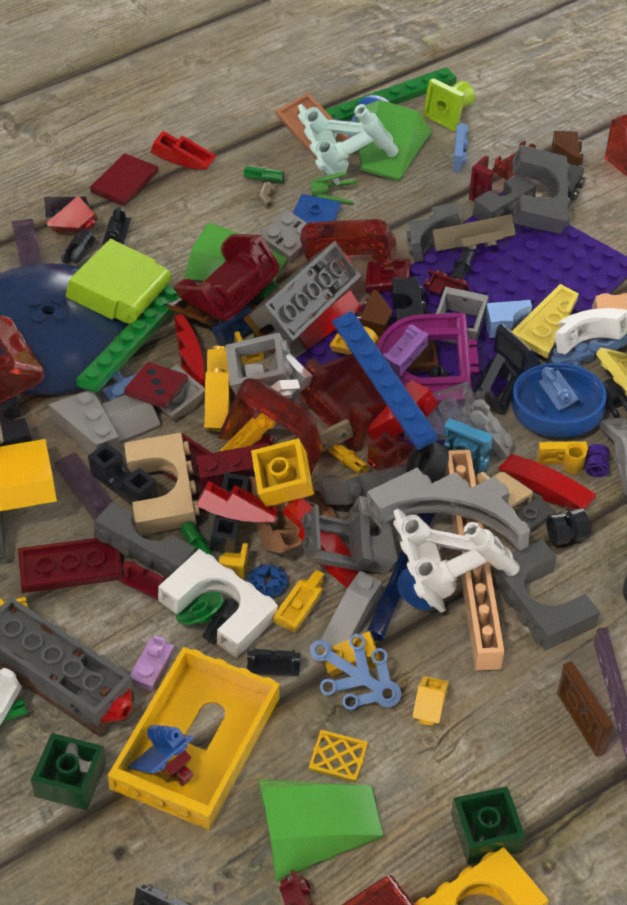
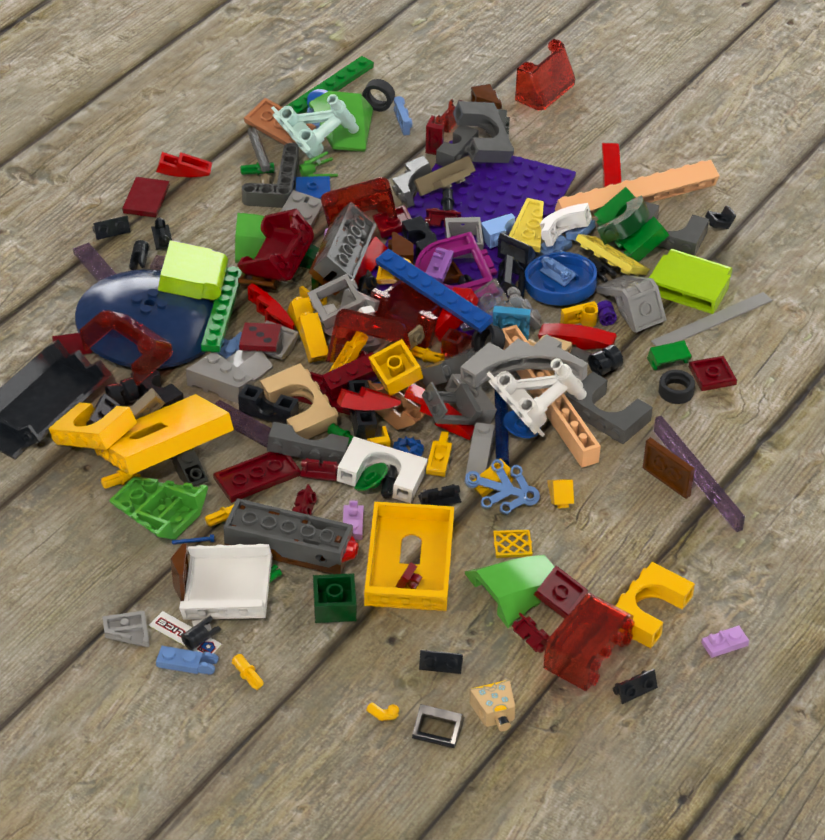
camera: 20 degrees left, 5 degrees down
(73, 218) = (125, 234): slope -> none
(104, 623) = (305, 501): none -> dark red hinge
(166, 743) = (392, 565): blue hinge -> none
(225, 330) = (290, 288): dark blue plate -> none
(265, 209) = (275, 194): none -> dark grey beam
(274, 152) = (259, 150): none -> dark grey axle
(317, 349) = (367, 283): none -> black hinge
(364, 853) = (560, 592): none -> dark red tile
(445, 103) = (384, 72): lime plant -> none
(448, 110) = (385, 88): none -> black tyre
(487, 823) = (633, 552): dark green brick -> none

